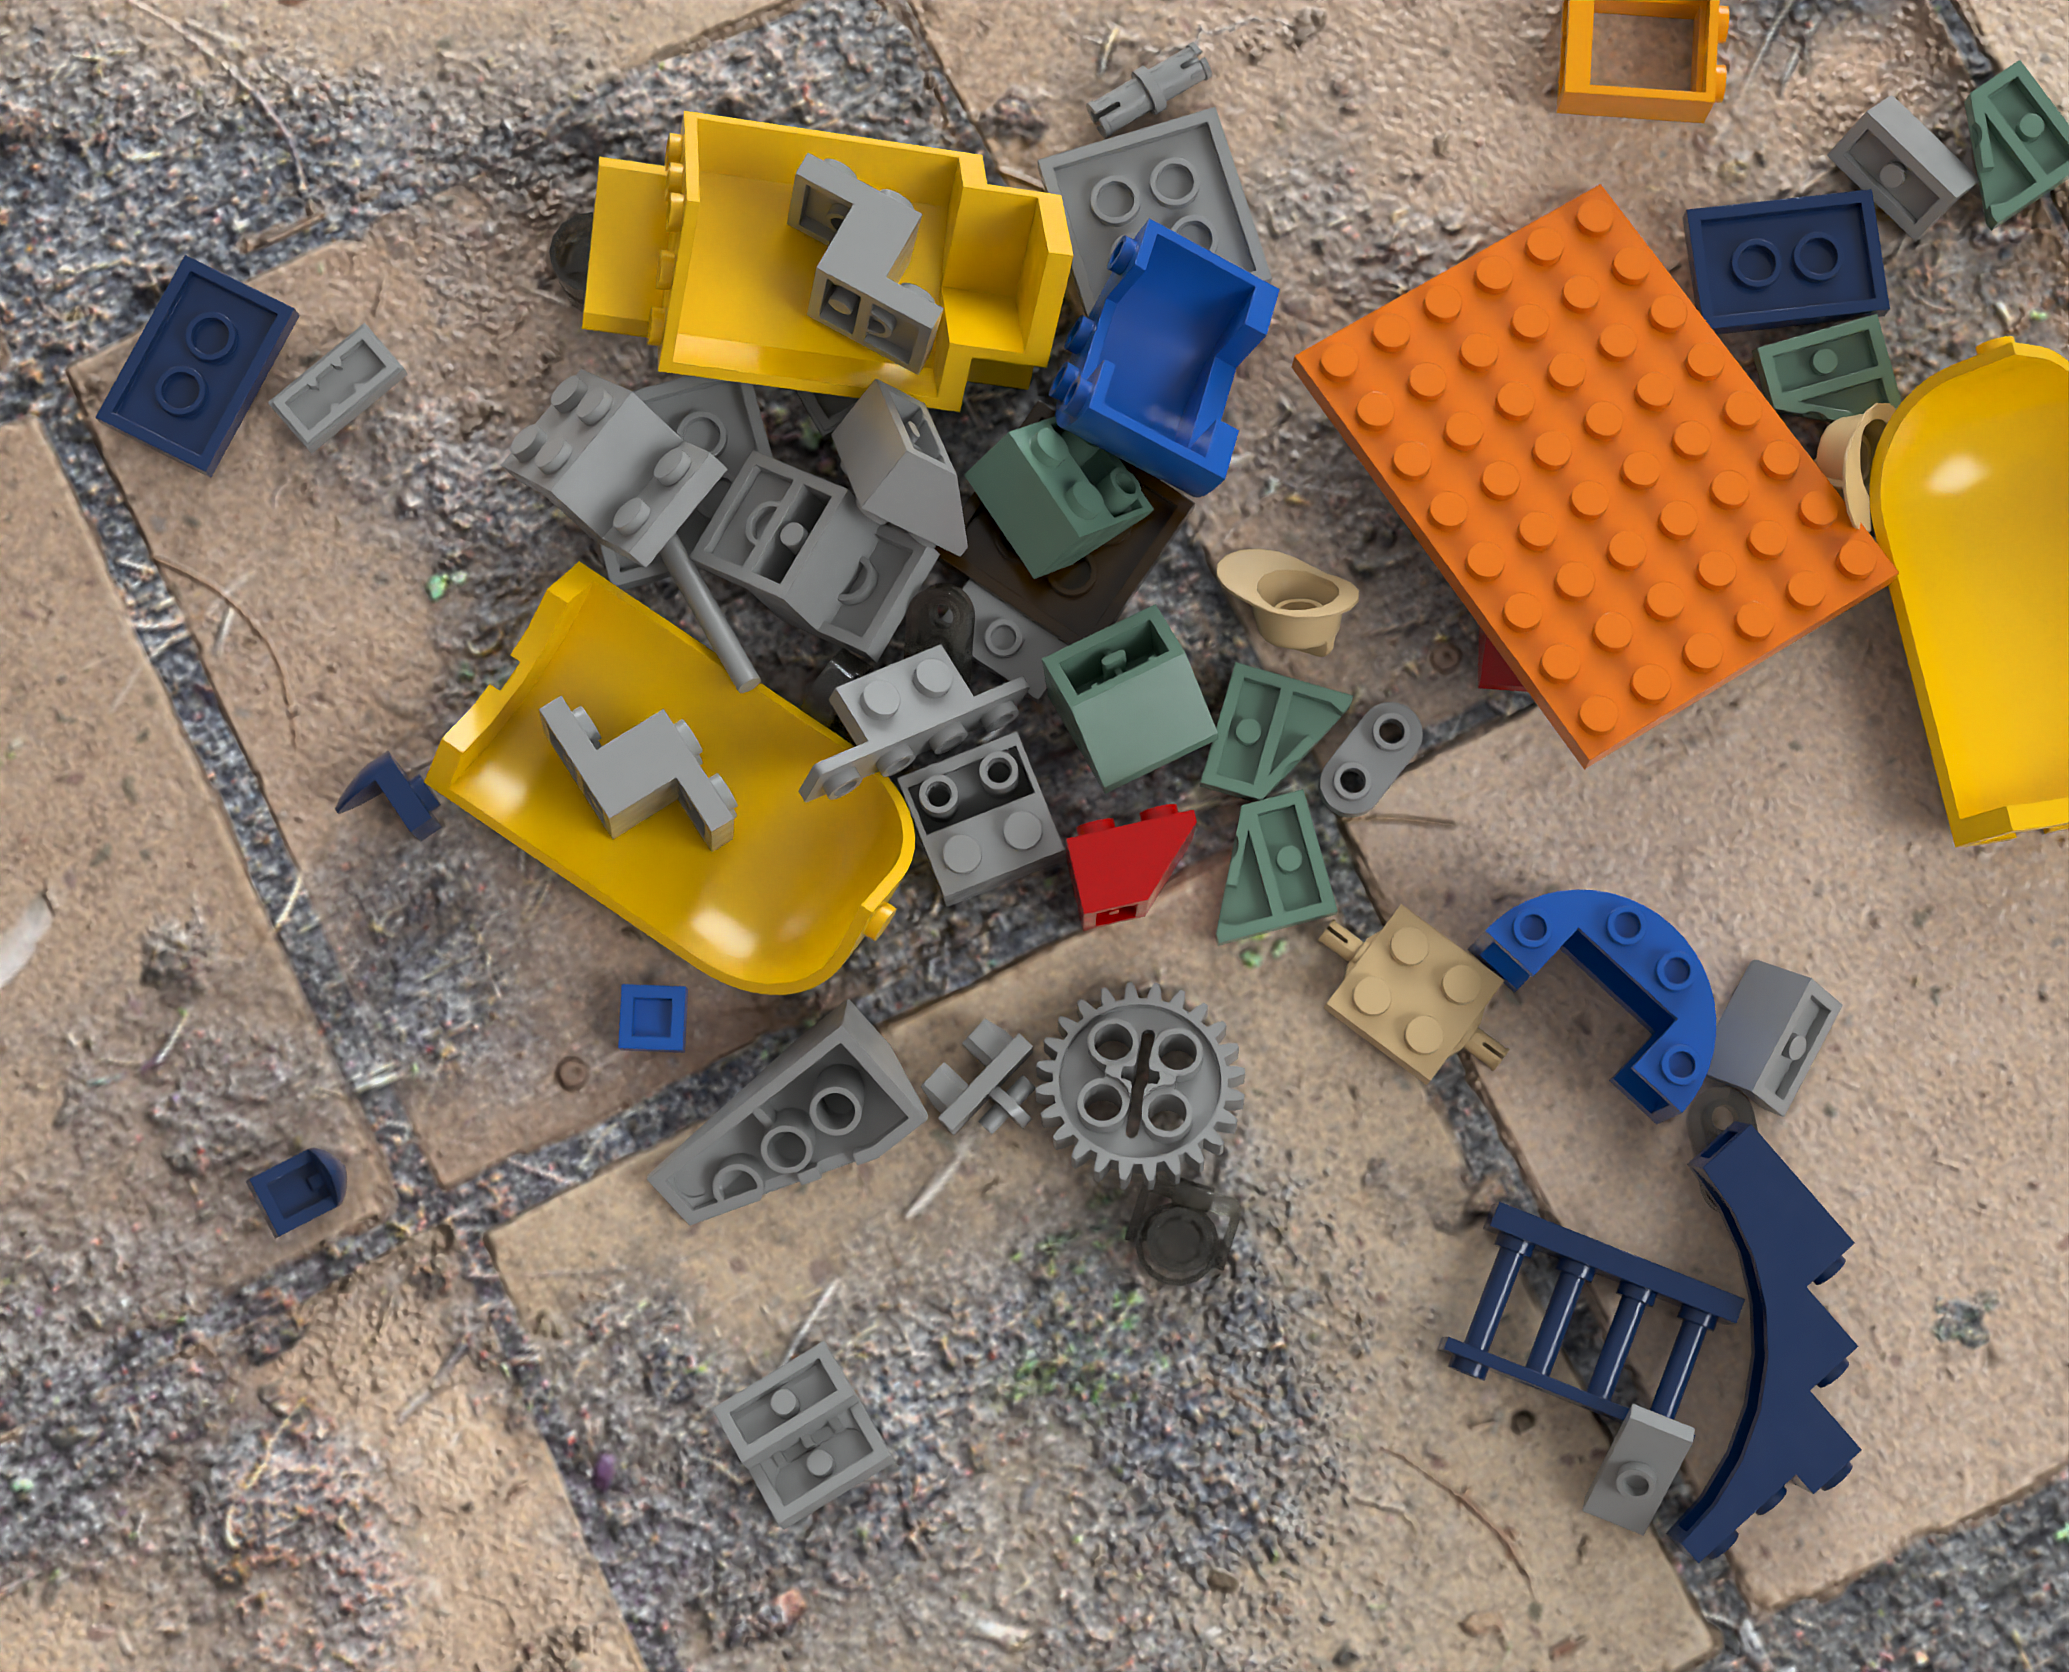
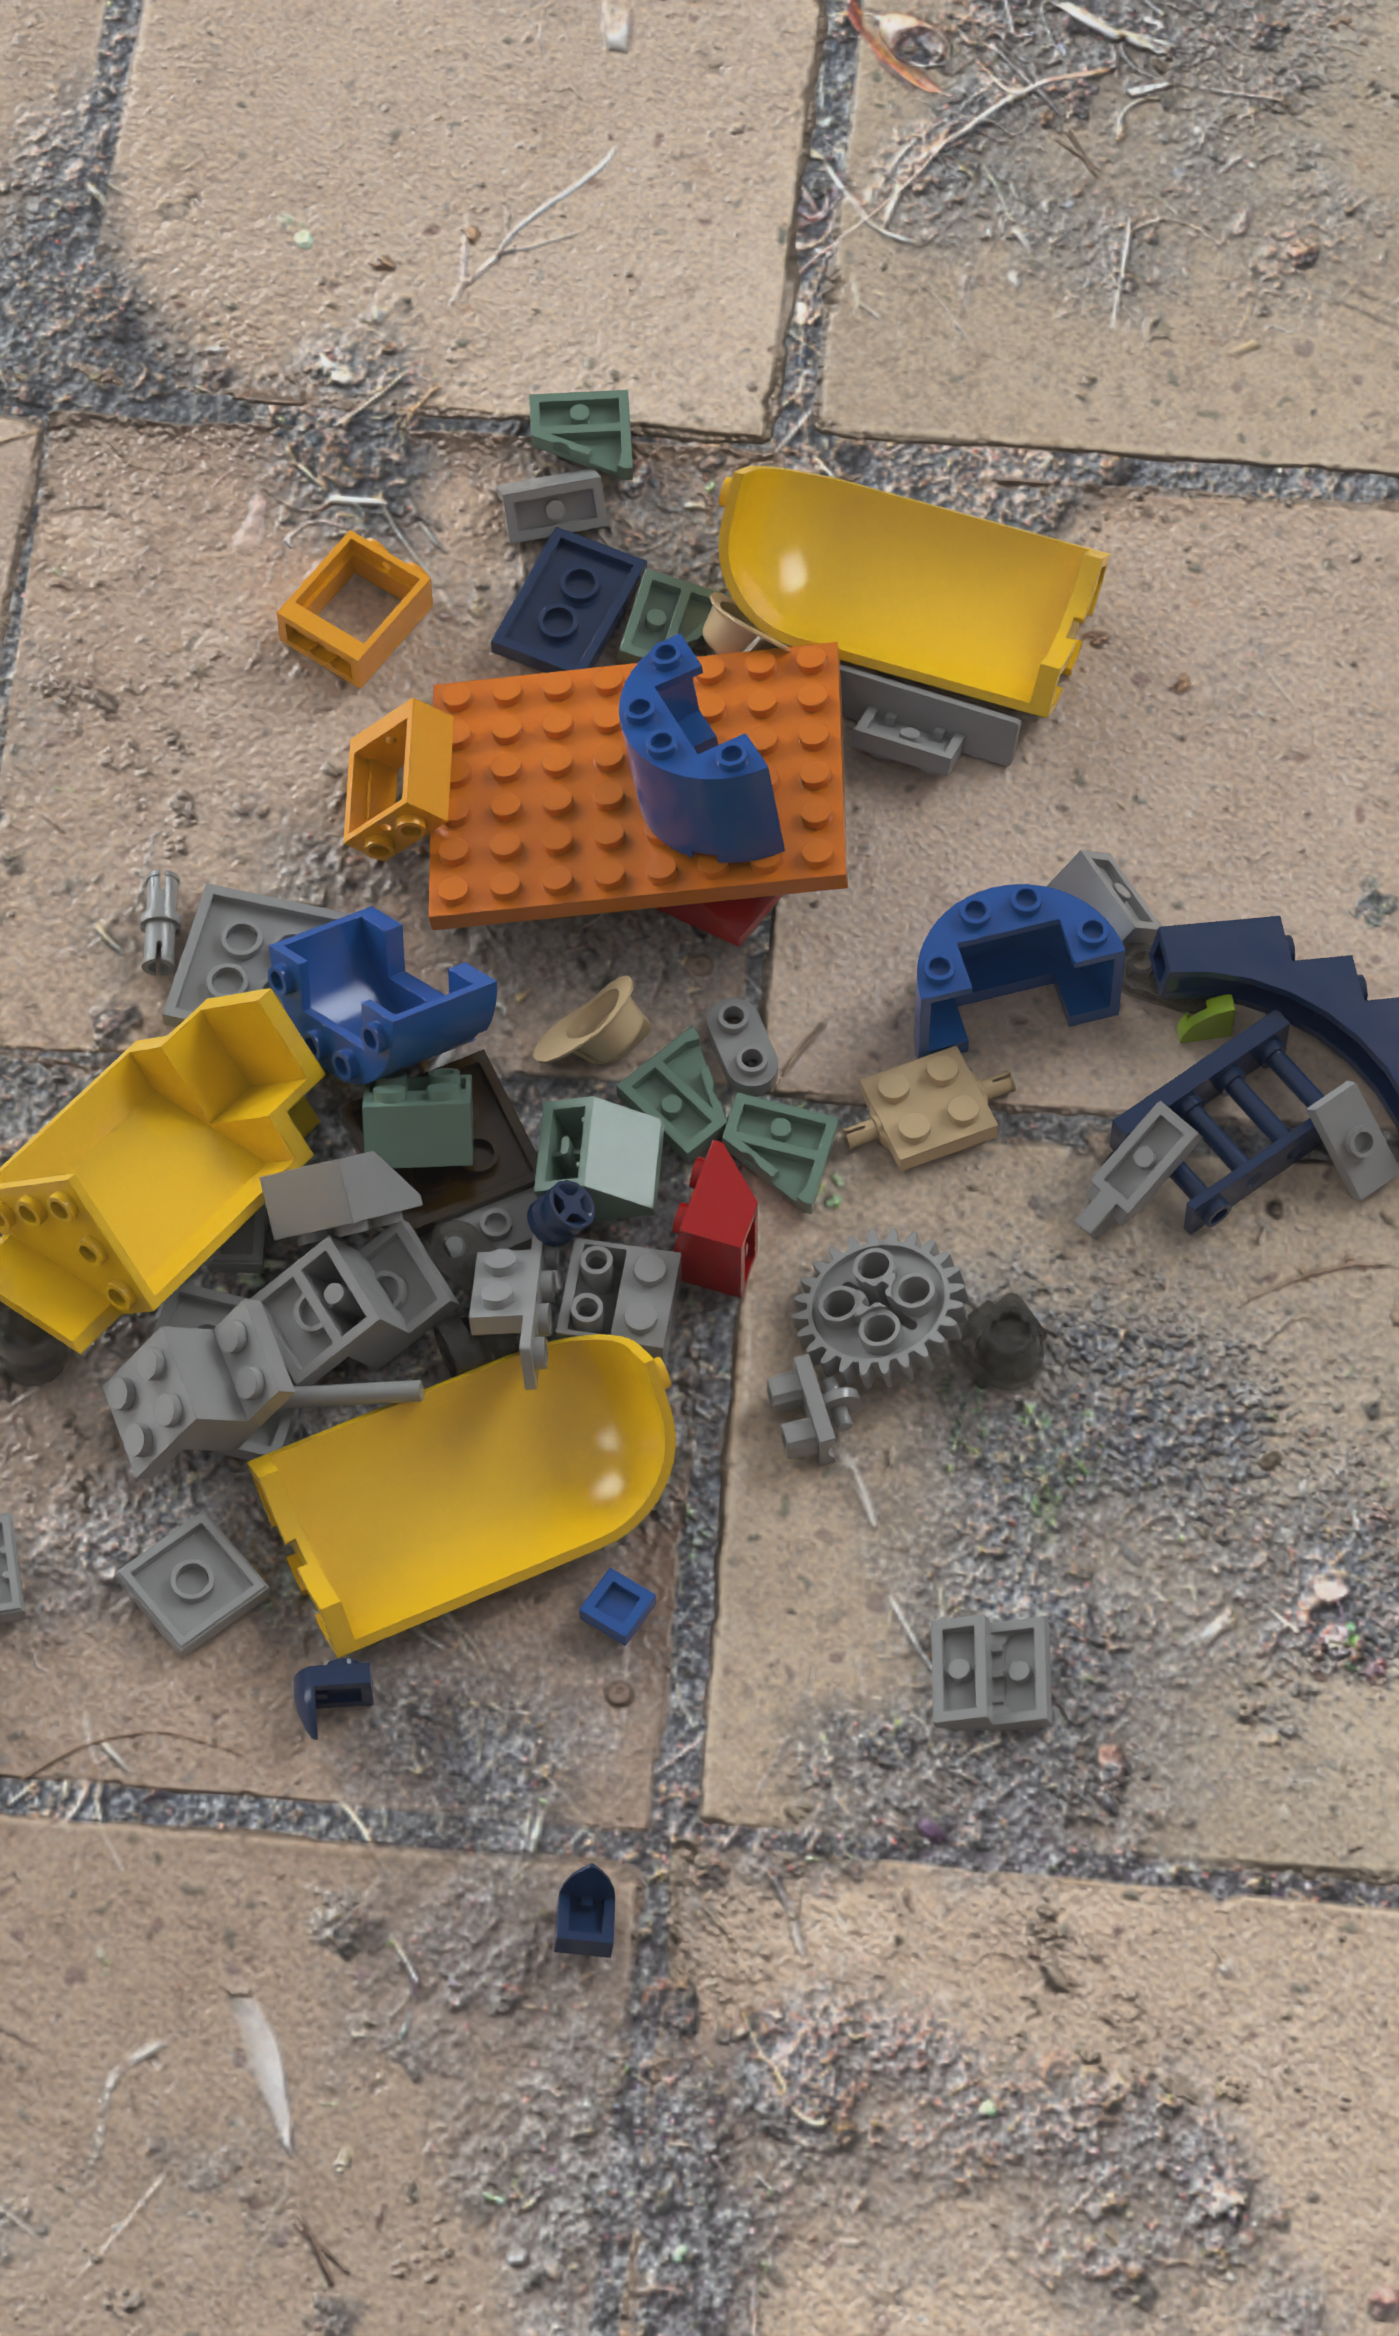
camera: 60 degrees left, 20 degrees down
(435, 589) = (193, 1584): none -> light grey plate
(640, 772) = (444, 1476): light grey bracket -> none
(811, 1110) = (756, 1539): light grey wedge -> none
(867, 255) = (173, 1134): light grey bracket -> none
(1039, 713) = (561, 1213): none -> dark blue wheel
(1445, 223) = (407, 737): none -> light orange window
(1462, 1260) = (1137, 1170): none -> light grey hinge
(1640, 450) = (685, 783): none -> blue cylinder
(1705, 1234) = (1210, 1023): none -> lime tile
(1867, 716) = (922, 725): none -> light grey bracket

